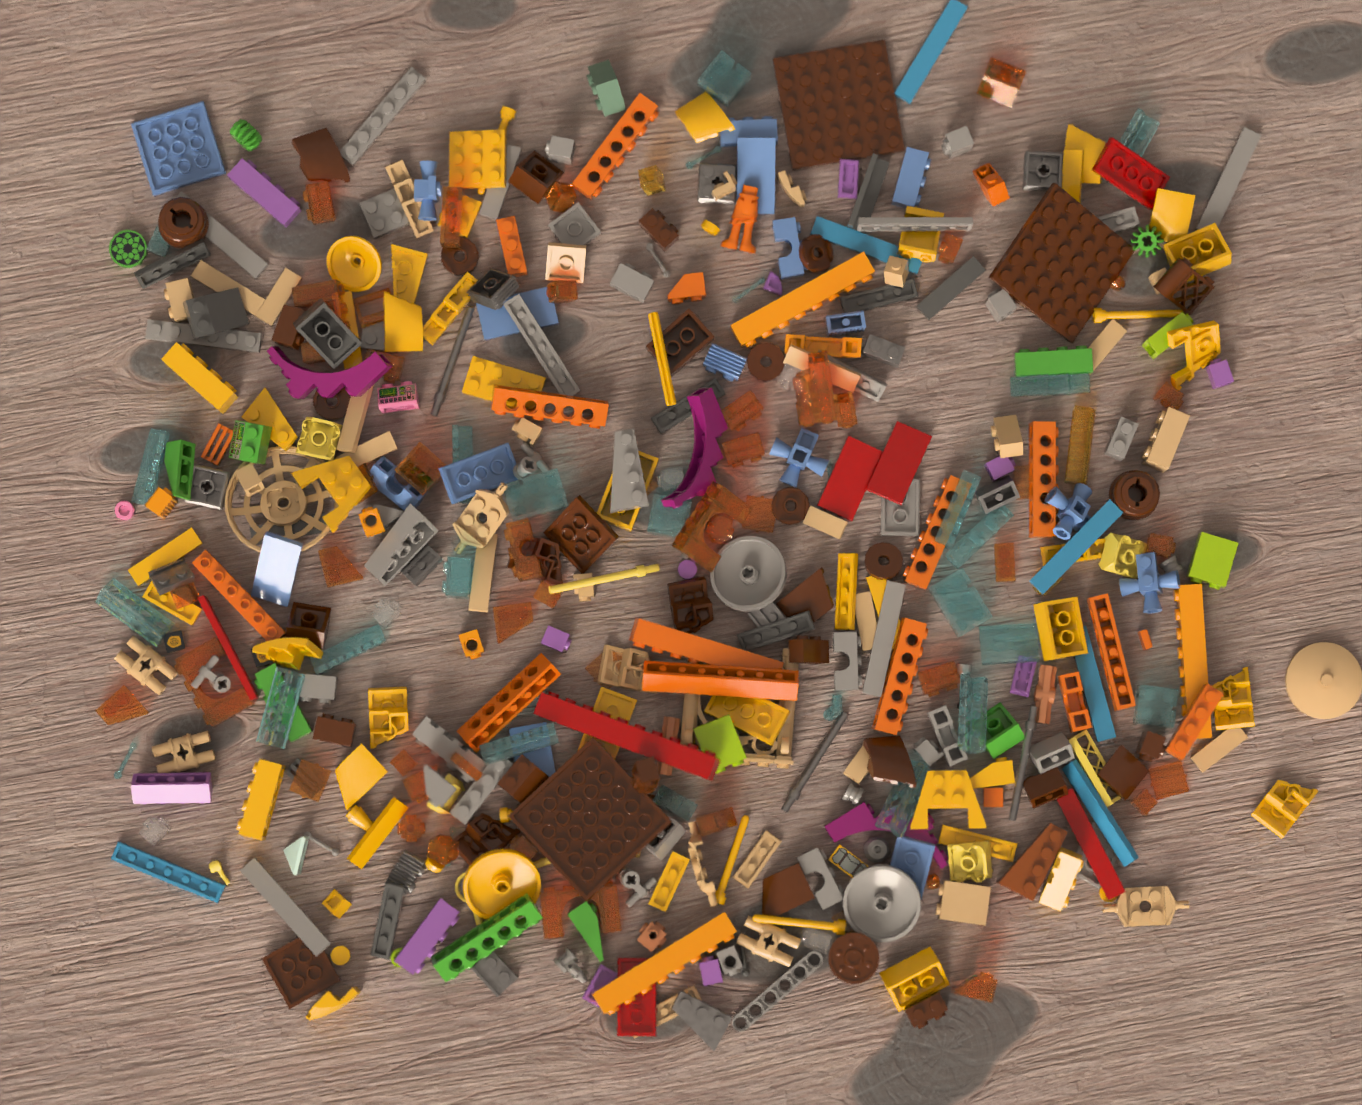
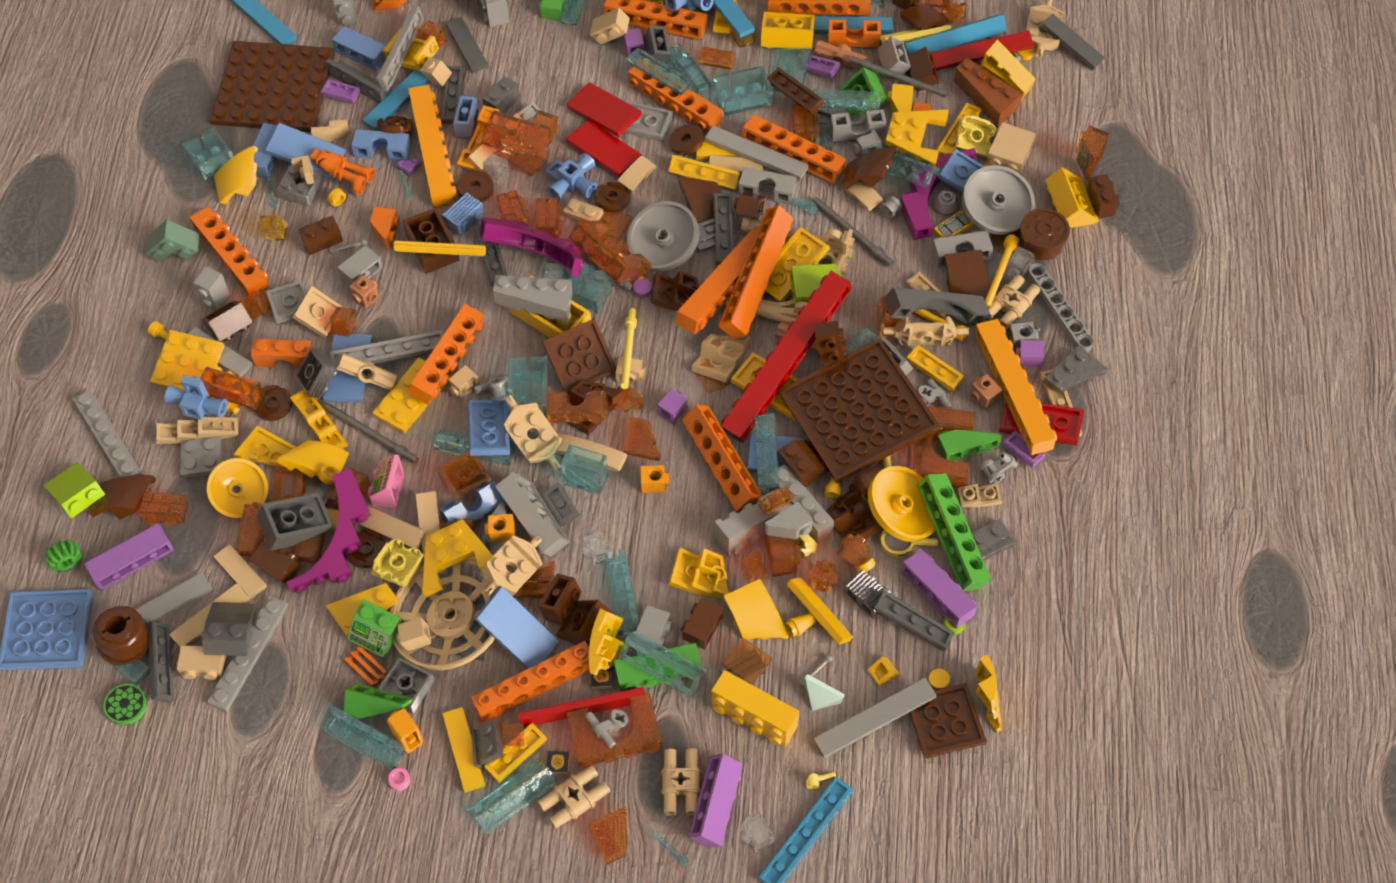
camera: 70 degrees left, 25 degrees down
(197, 375) = (289, 659): yellow brick -> none
(311, 115) = (74, 490): none -> lime brick
(322, 596) = (560, 599): none -> reddish brown brick
(344, 554) = (520, 556): none -> tan plate
(386, 343) = (326, 472): none -> yellow tile
(508, 336) = (355, 367): none -> tan piece
(539, 954) = (980, 496): none -> tan slope
(603, 305) = (364, 291): none -> nougat brick
(705, 840) = (967, 308): none -> dark grey arch
(762, 482) = (582, 211): none -> tan plate
(930, 704) = (825, 136): none -> clear light blue axle
(968, 659) = (795, 91): none -> reddish brown plate
(1131, 941) = (1072, 41): none -> dark grey tile

